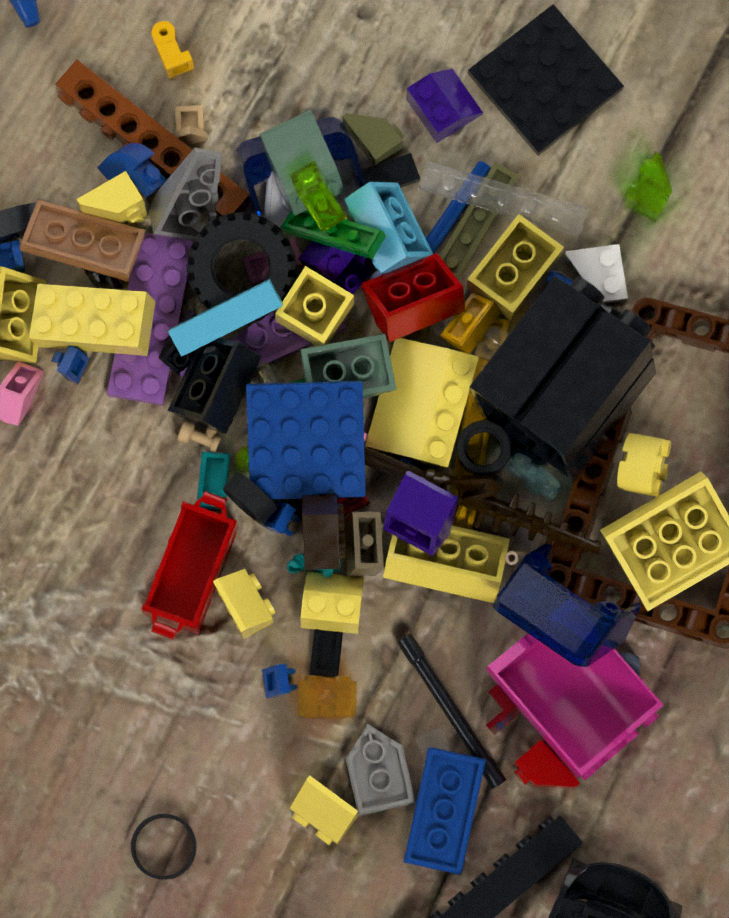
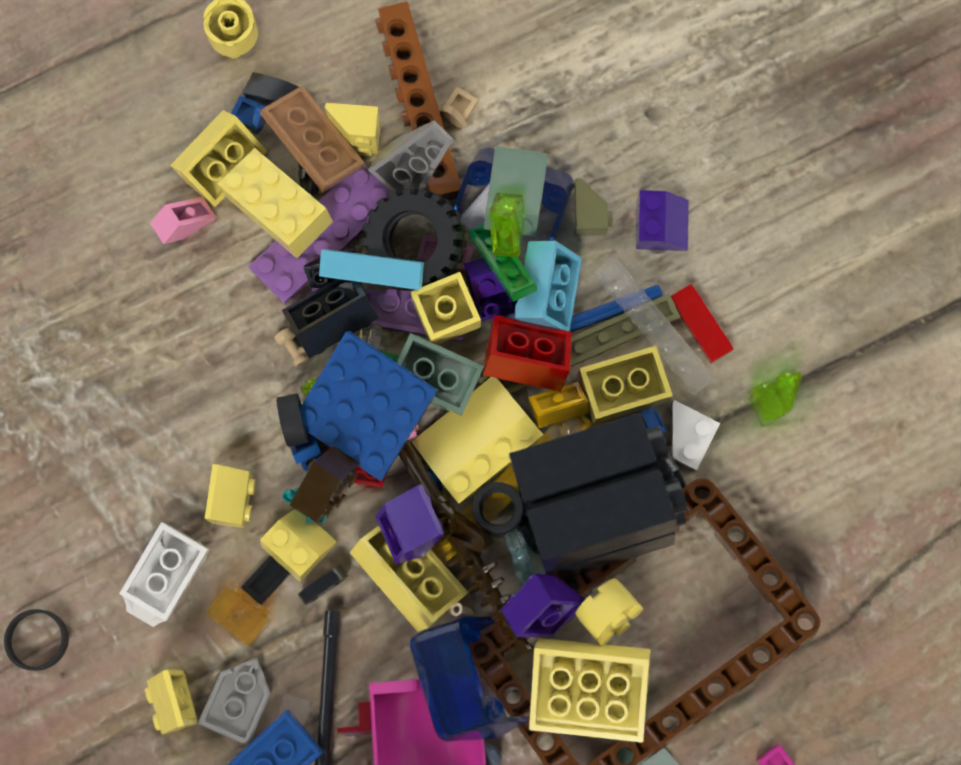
camera: 35 degrees right, 0 degrees up
(71, 363) = (238, 225): blue tile -> none
(135, 161) = (392, 110): blue brick -> none
(168, 50) = (484, 35): yellow leg -> none
(189, 566) = (213, 437): red container -> none
(213, 476) = (281, 383): teal tile -> none
(235, 712) = (162, 574): none -> white slope
(276, 680) = (211, 575): blue tile -> none
(364, 544) = (353, 517): dark tan brick -> none
(379, 622) = (322, 585): none -> black beam
(398, 170) = (589, 249): black tile -> none
(541, 169) = (701, 324): none -> red tile
(545, 79) = (754, 257): black plate -> none
(585, 500) = (541, 607): none -> dark purple slope

